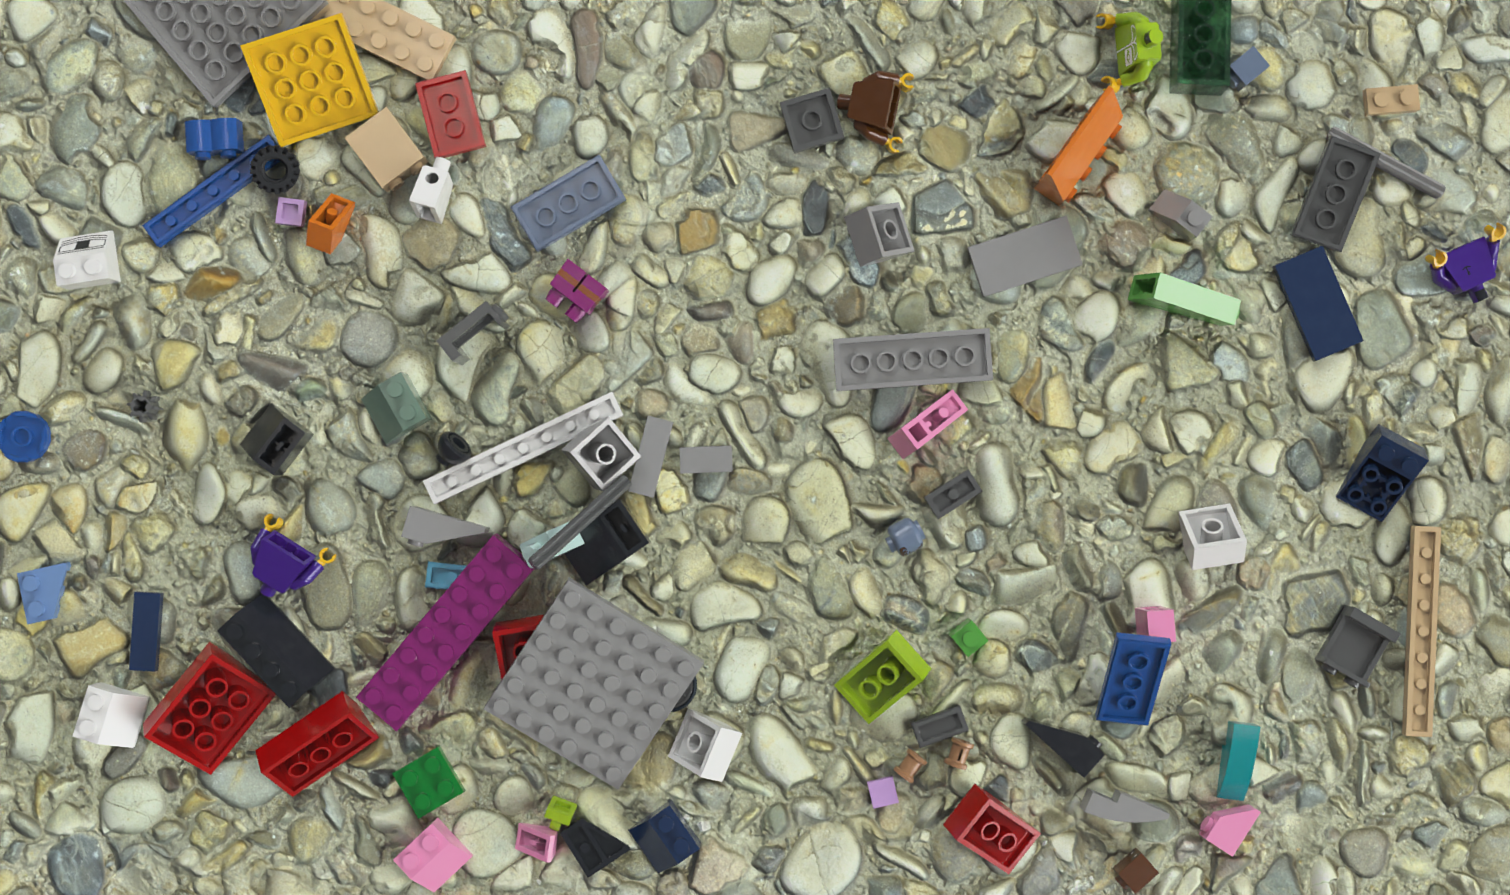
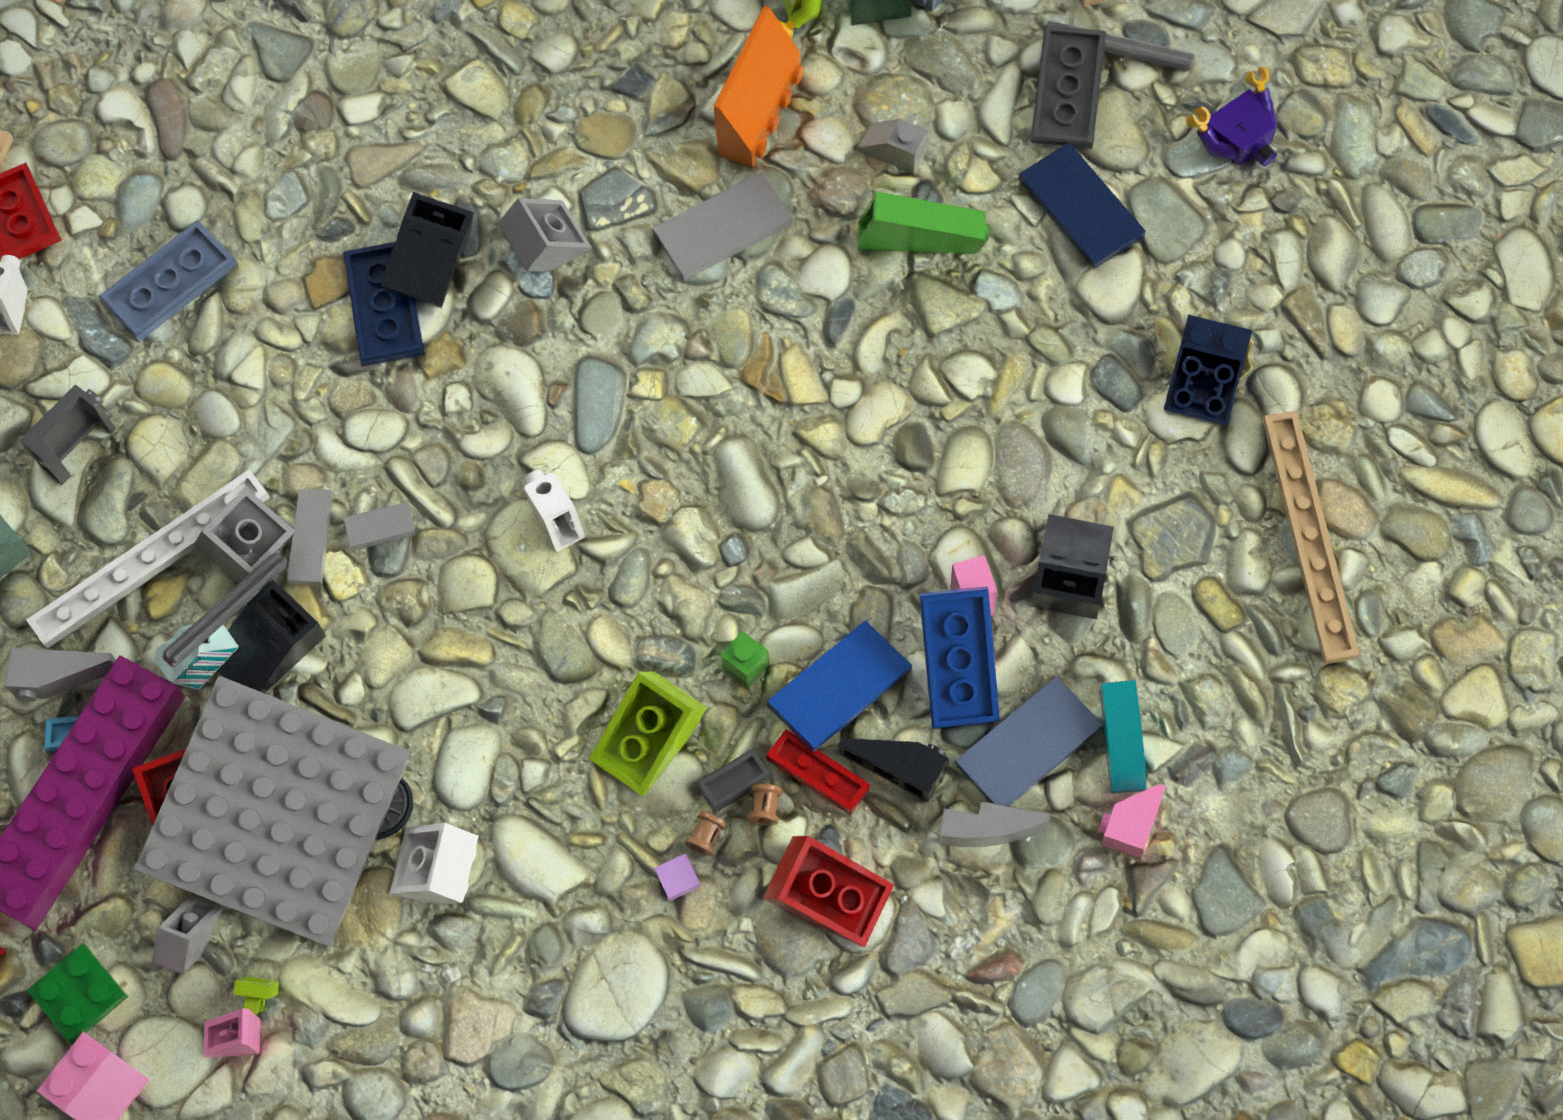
camera: 10 degrees left, 20 degrees down
(452, 449) = (58, 576): black brick -> none
(513, 760) = (185, 934): none -> light grey slope
(579, 288) = (190, 364): magenta hips -> none
(592, 846) = (305, 1027): black wing -> none
(665, 837) = (399, 994): dark blue slope -> none
(739, 263) = (383, 320): none -> dark blue tile
(783, 231) = (427, 250): none -> black slope
(812, 120) = (442, 134): dark grey plate -> none
(846, 489) = (550, 501): none -> white torso
(874, 106) = (512, 102): reddish brown torso -> none
(905, 537) = (643, 560): sand blue head -> none
(912, 359) = (611, 361): light grey plate -> none
(927, 424) = (641, 428): bright pink slope -> none
(952, 494) = (691, 500): dark grey plate -> none
(1003, 736) = (818, 772): none -> red plate
(1034, 673) = (839, 686): none -> blue tile
(1134, 871) = (1026, 902): reddish brown brick -> none
(1165, 747) = (1029, 744): none -> sand blue tile
(1212, 536) = (1022, 482): white slope -> none
(1235, 615) = (1072, 566): none -> black slope
(1355, 646) = (1235, 570): dark grey panel -> none

